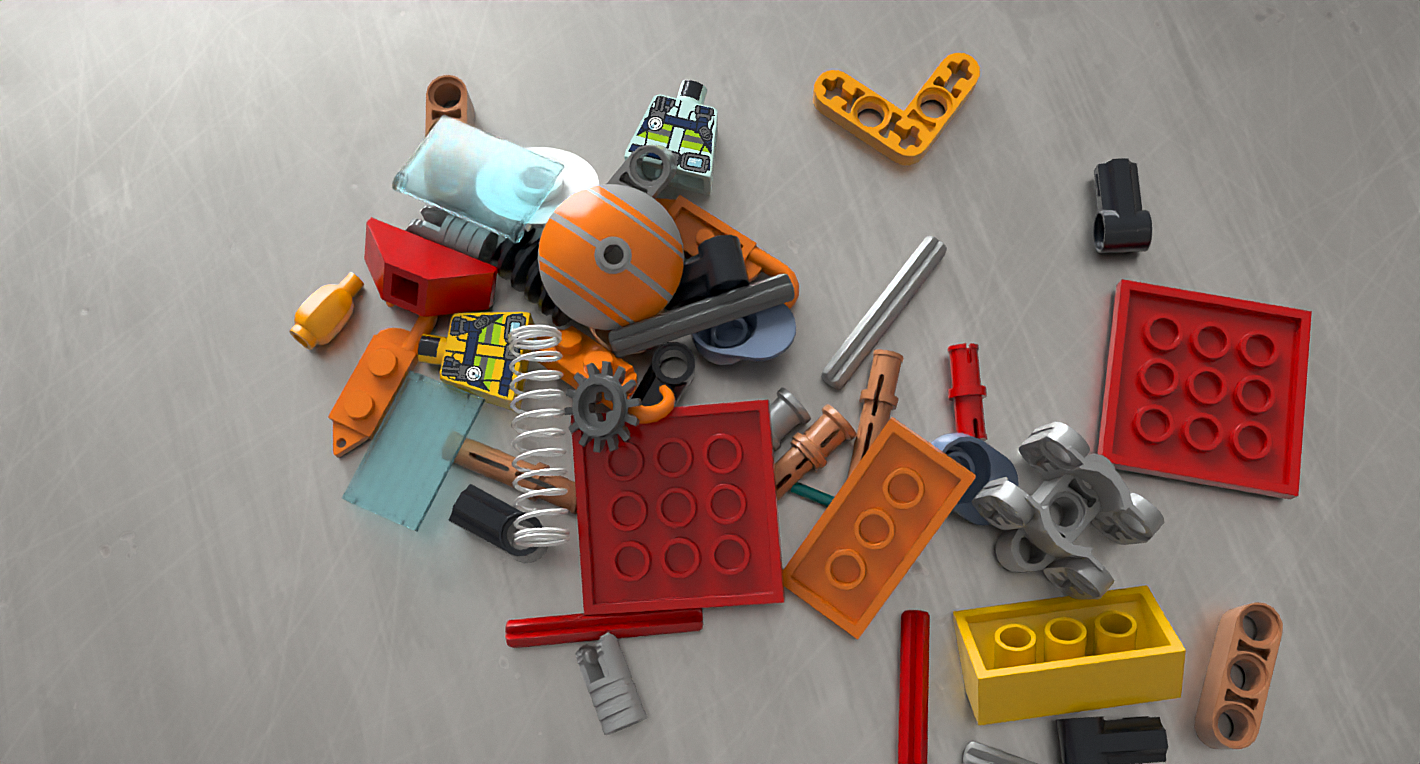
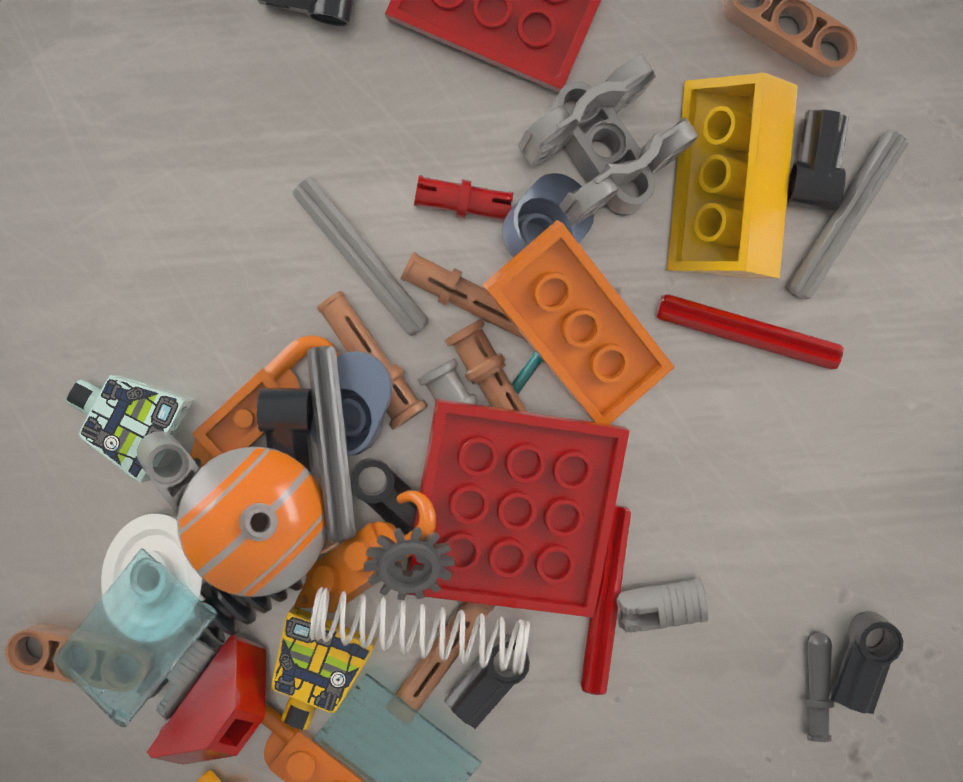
camera: 80 degrees left, 15 degrees up
(759, 375) = (357, 337): none -> nougat pin
(907, 122) = (162, 177): light orange beam -> none

